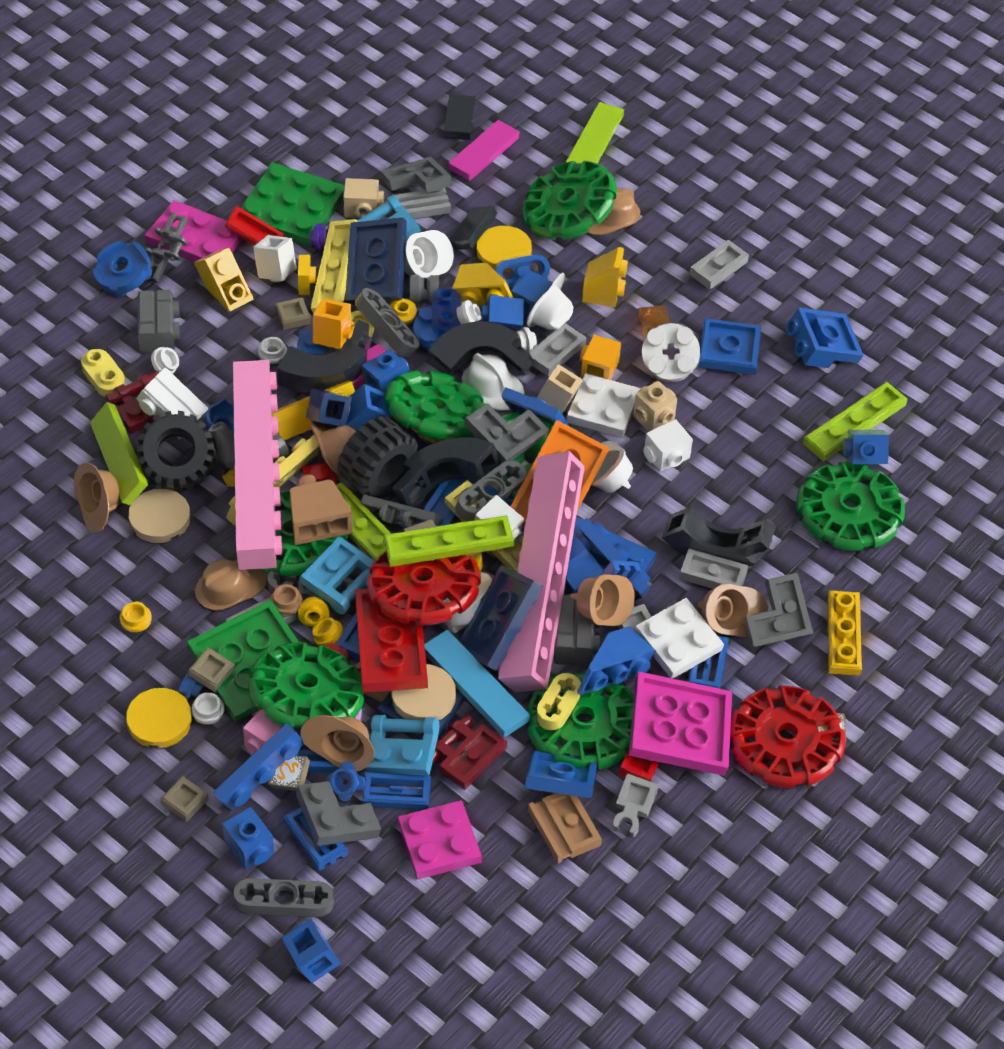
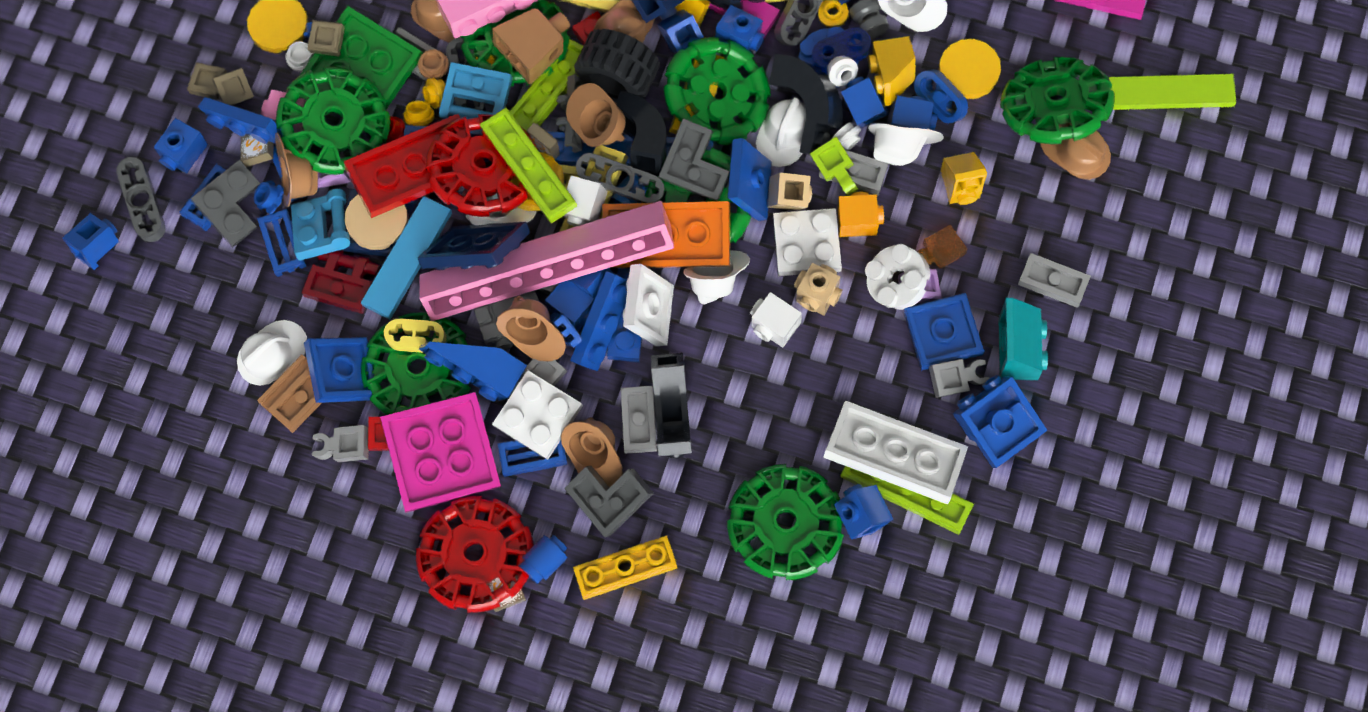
camera: 75 degrees right, 20 degrees up
(209, 772) = (233, 87): none -> dark tan plate
(423, 481) = (595, 116): none -> medium nougat piece
(439, 839) = (246, 297): dark pink plate -> none
(472, 227) = (978, 27): black tile -> none
(507, 839) = (271, 352): none -> white piece
(550, 350) = (833, 163): none -> lime plate
(608, 516) = (648, 305): none -> white plate
(763, 301) = (1021, 341): none -> teal slope
(773, 353) = (953, 377): none -> light grey plate
(815, 681) = (544, 558): none -> blue brick
(824, 408) = (896, 452): none -> white plate

